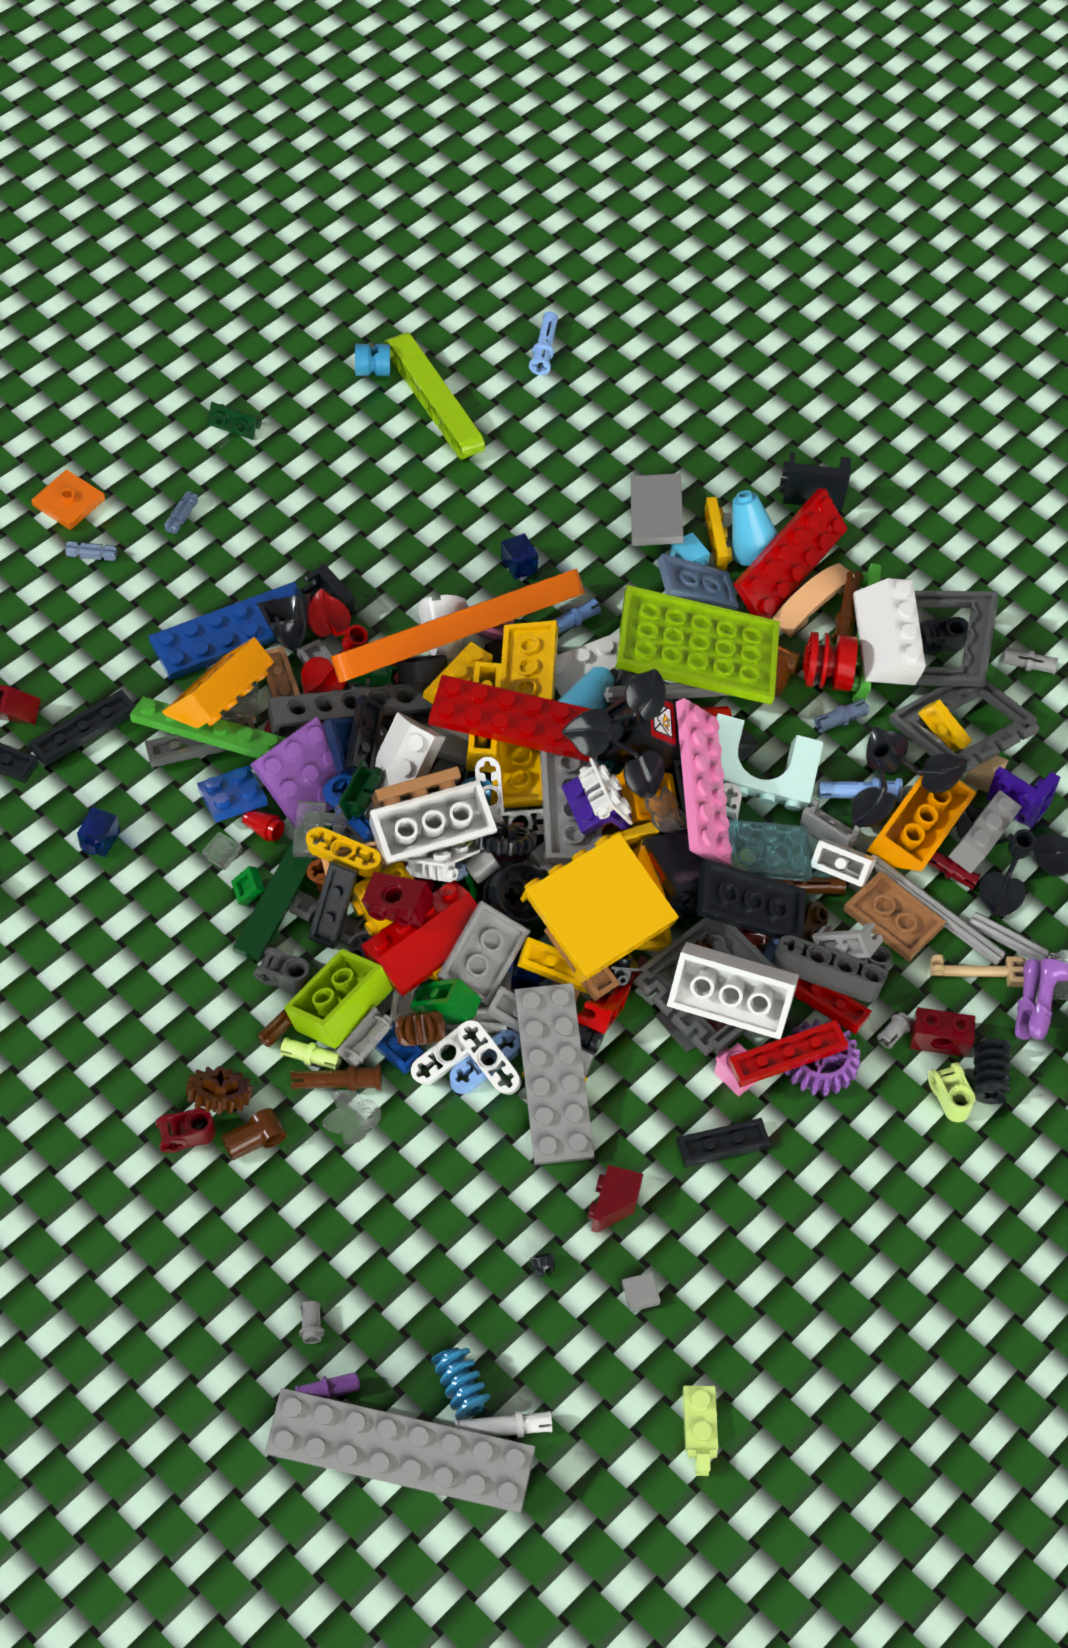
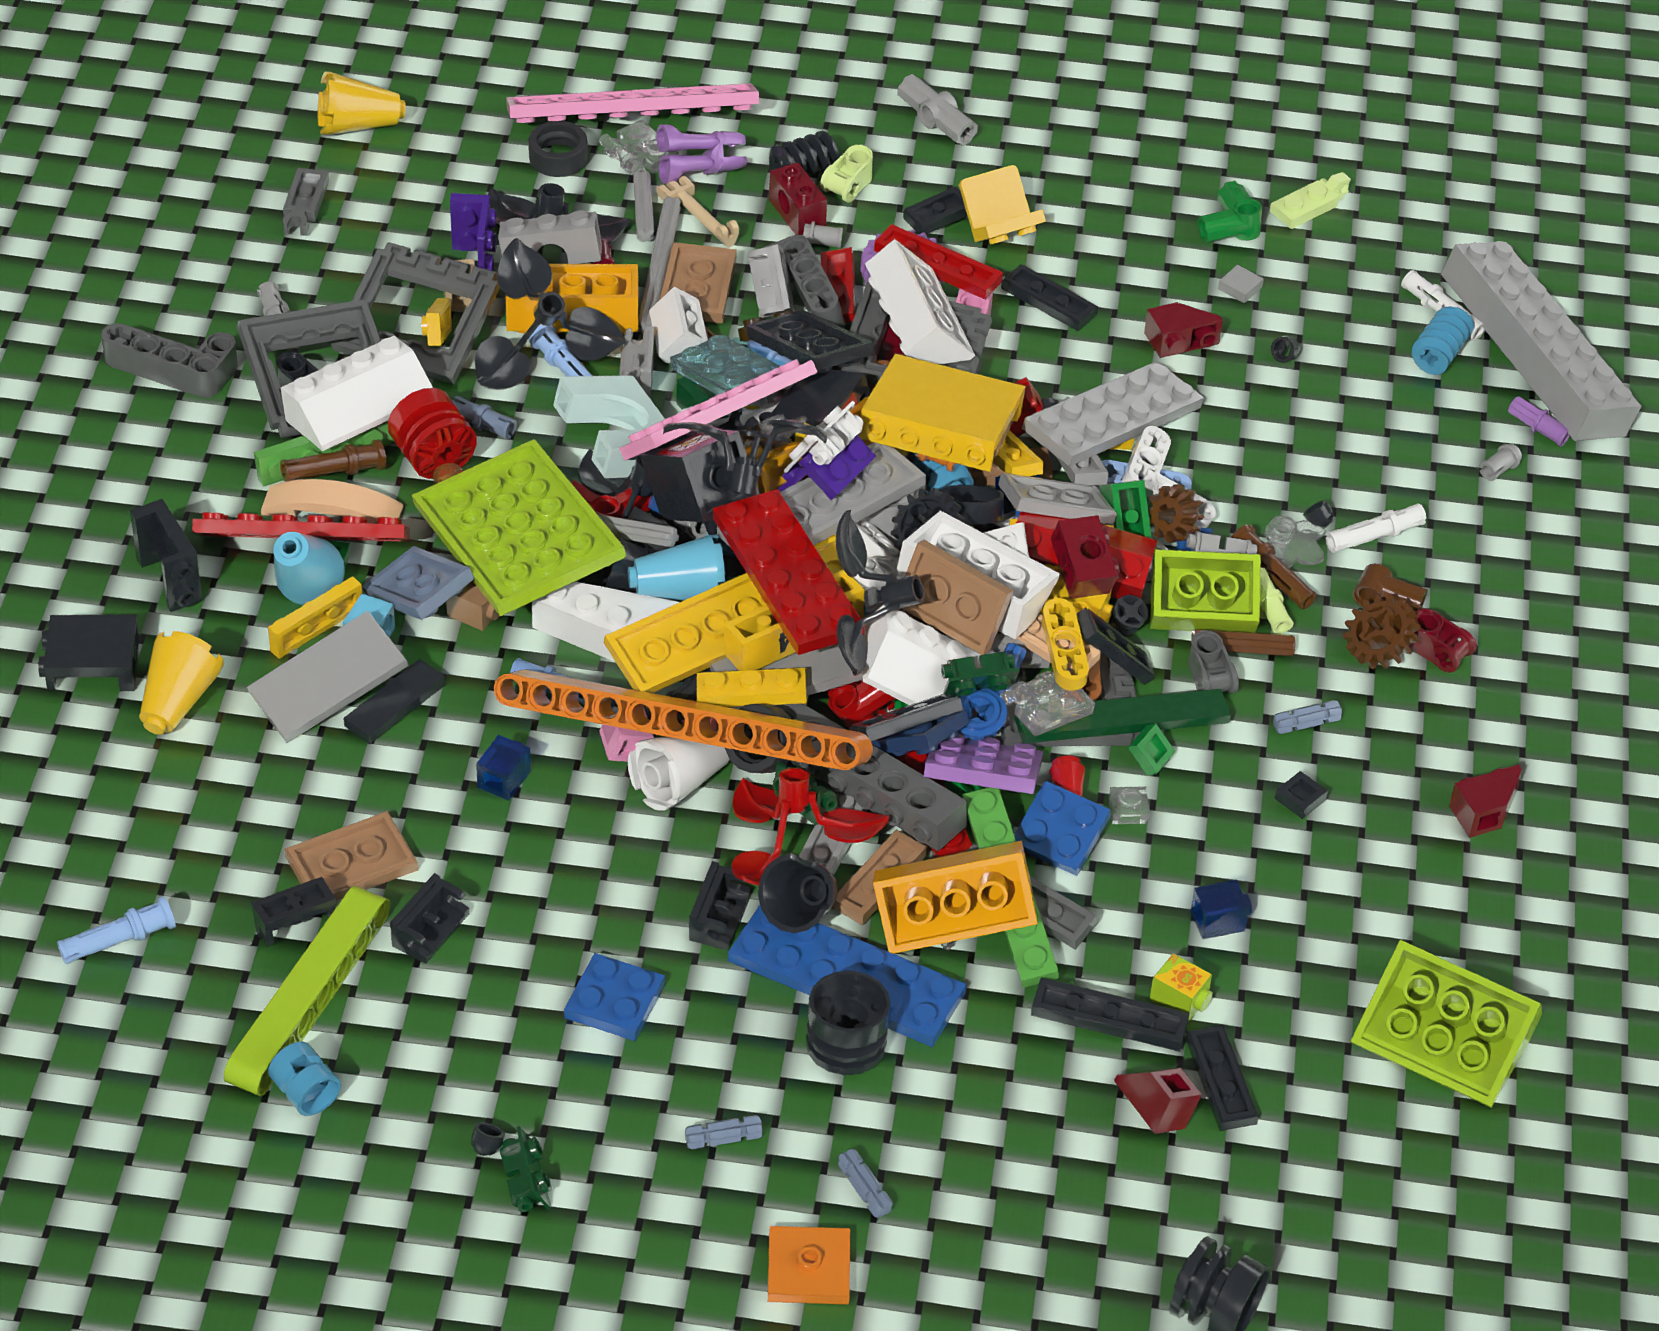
camera: 125 degrees left, 10 degrees down
(36, 1044) = (1485, 800): none -> dark red slope
(64, 772) = (1181, 986): none -> lime brick
(140, 945) = (1301, 794): none -> black plate
(185, 587) = (847, 1022): none -> black wheel
(198, 1002) = (1307, 717): none -> sand blue axle
(269, 408) = (487, 1138): none -> black hinge
(309, 1207) = (1387, 524): none -> white pin
(313, 520) = (614, 996): none -> blue plate
(362, 1149) = (1319, 514): none -> black hinge
(437, 467) = (428, 919): none -> black hinge
(471, 710) = (894, 595): none -> black plant
(488, 407) = (291, 907): none -> black hinge
(514, 463) = (354, 856): none -> medium nougat tile
(619, 542) = (394, 701): none -> black tile
(711, 443) = (176, 679): none -> yellow cone
(723, 1351) = (1239, 218): none -> green piece
(766, 423) = (90, 648): none -> black panel
(834, 1162) = (998, 205): none -> yellow bracket
(869, 1133) = (936, 211): none -> black hinge
(996, 1210) = (937, 110): none -> light grey piece
(1017, 576) = (169, 362): none -> dark grey beam

